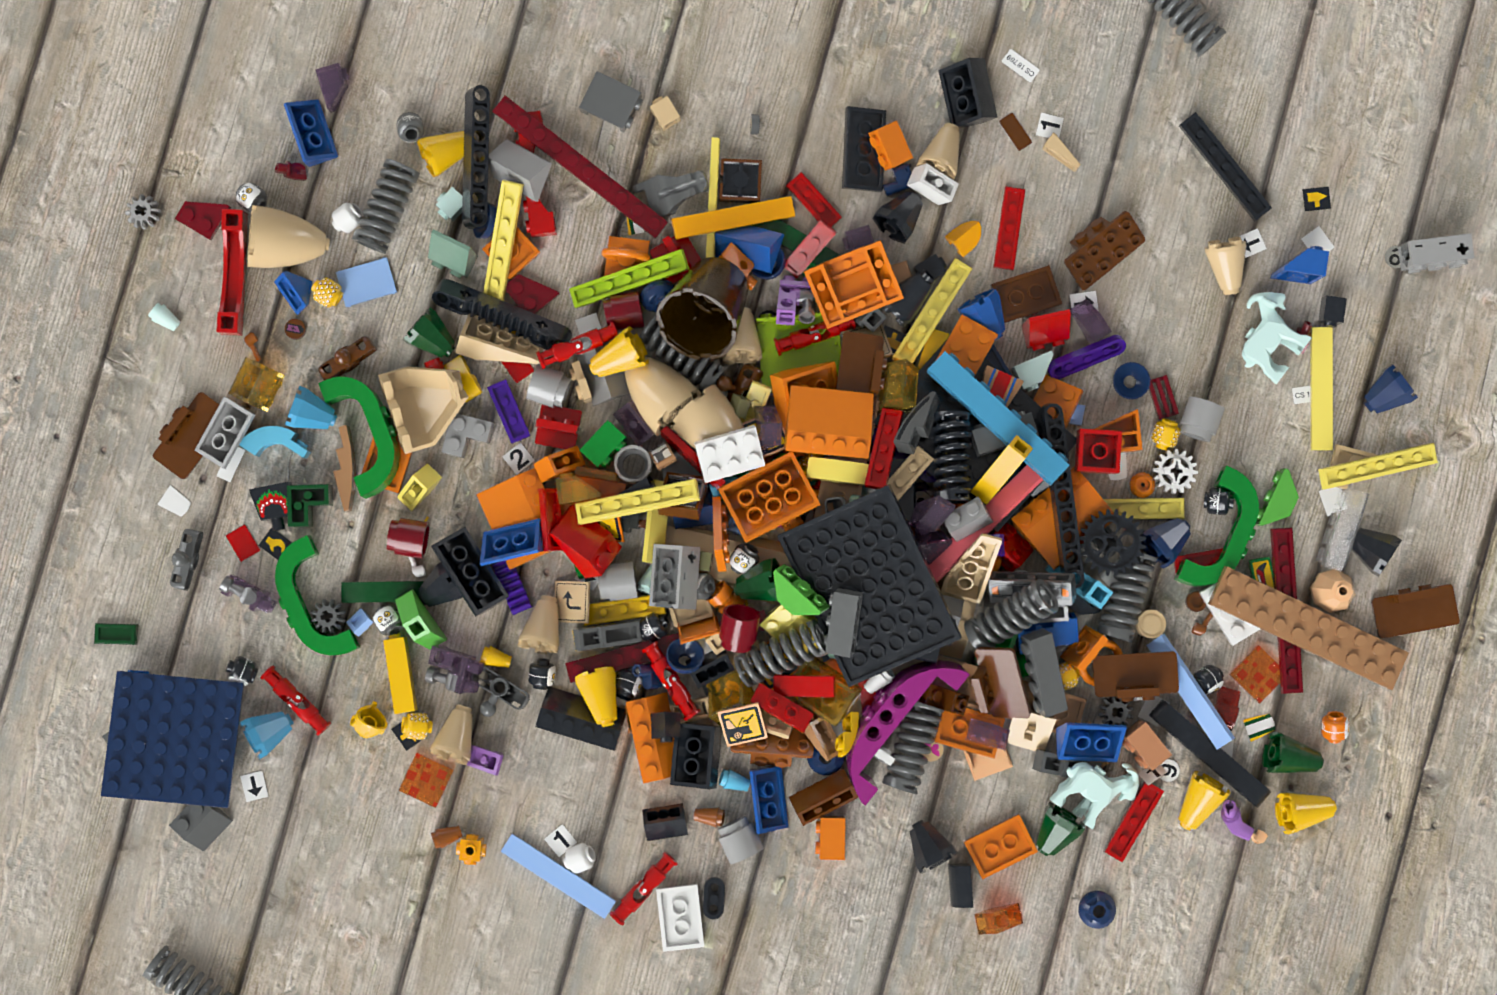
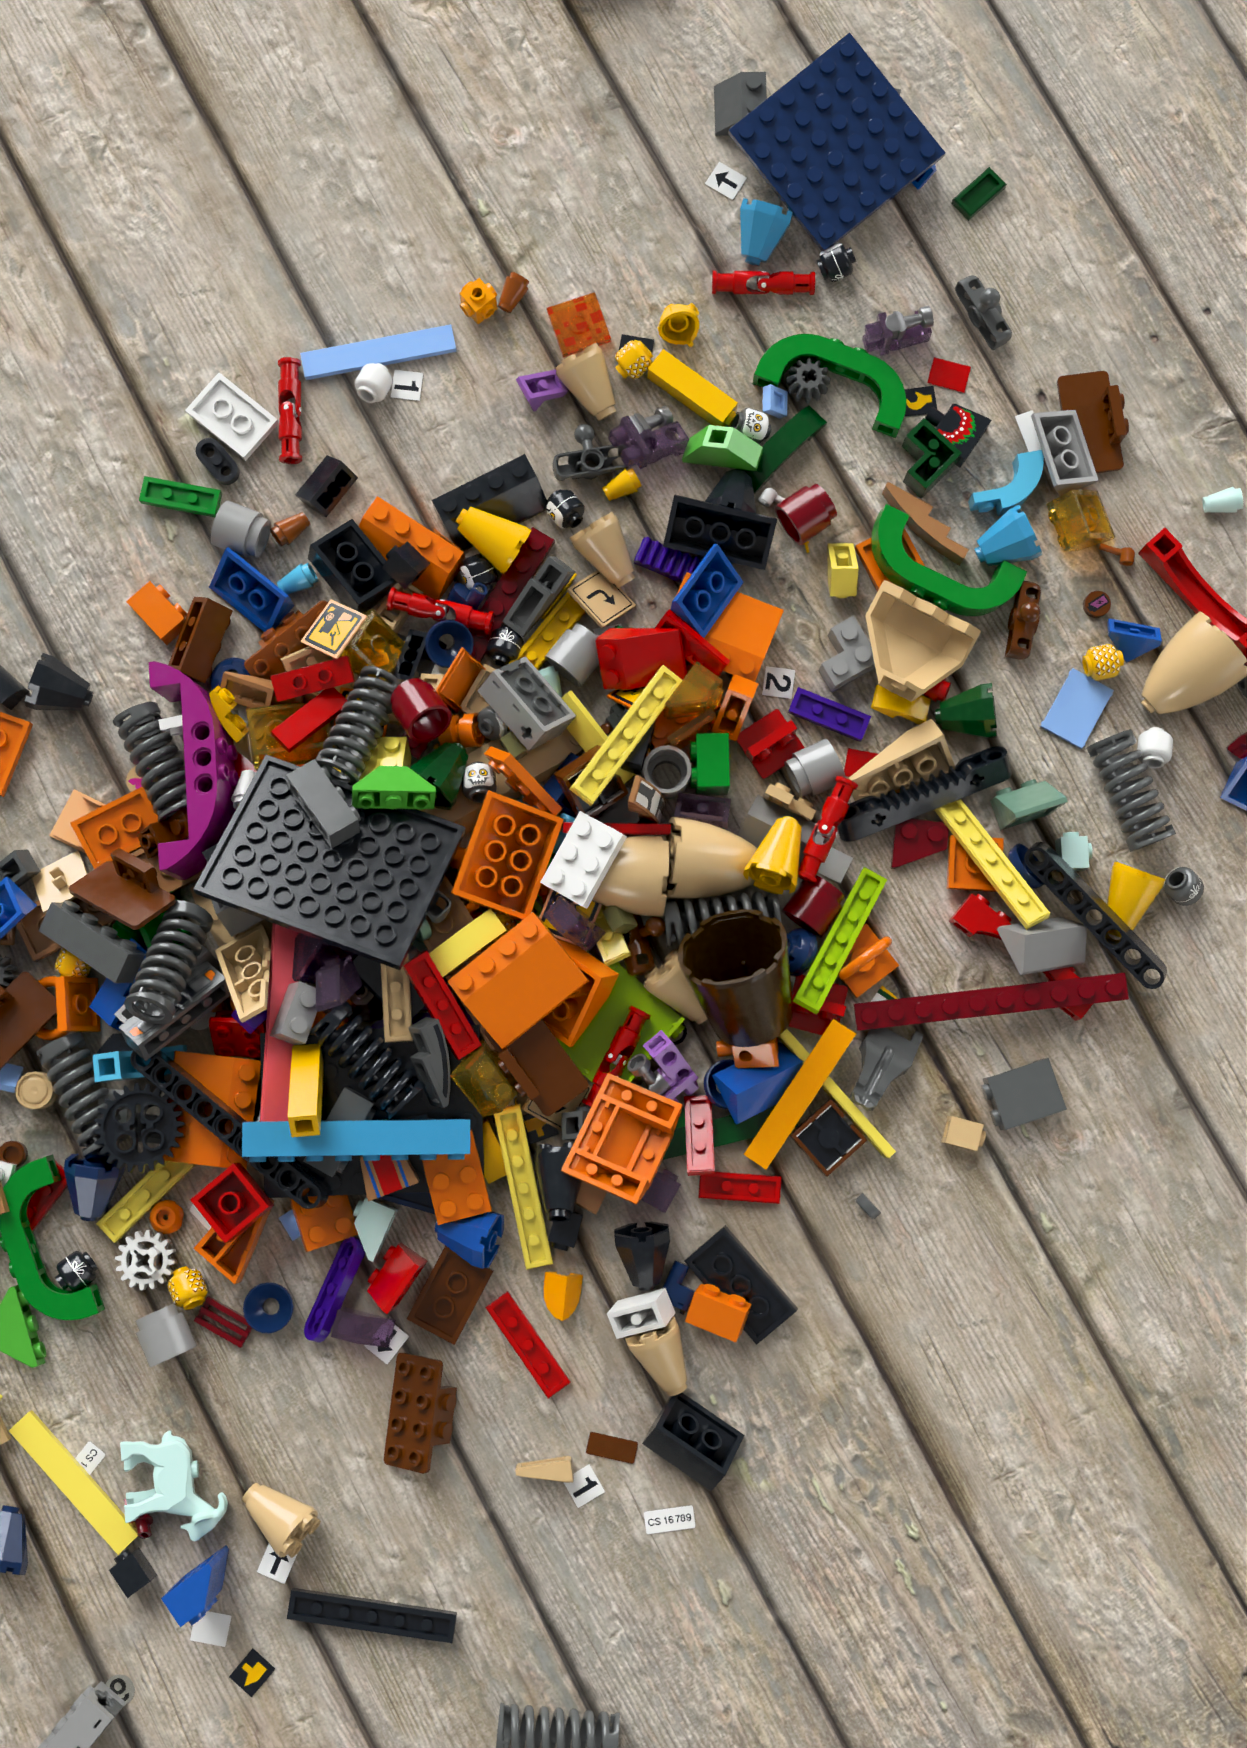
camera: 135 degrees right, 5 degrees down
(174, 502) = (1045, 353): white sticker -> none
(755, 897) = (180, 496): none -> green plate
(987, 734) = (96, 836): slope -> none

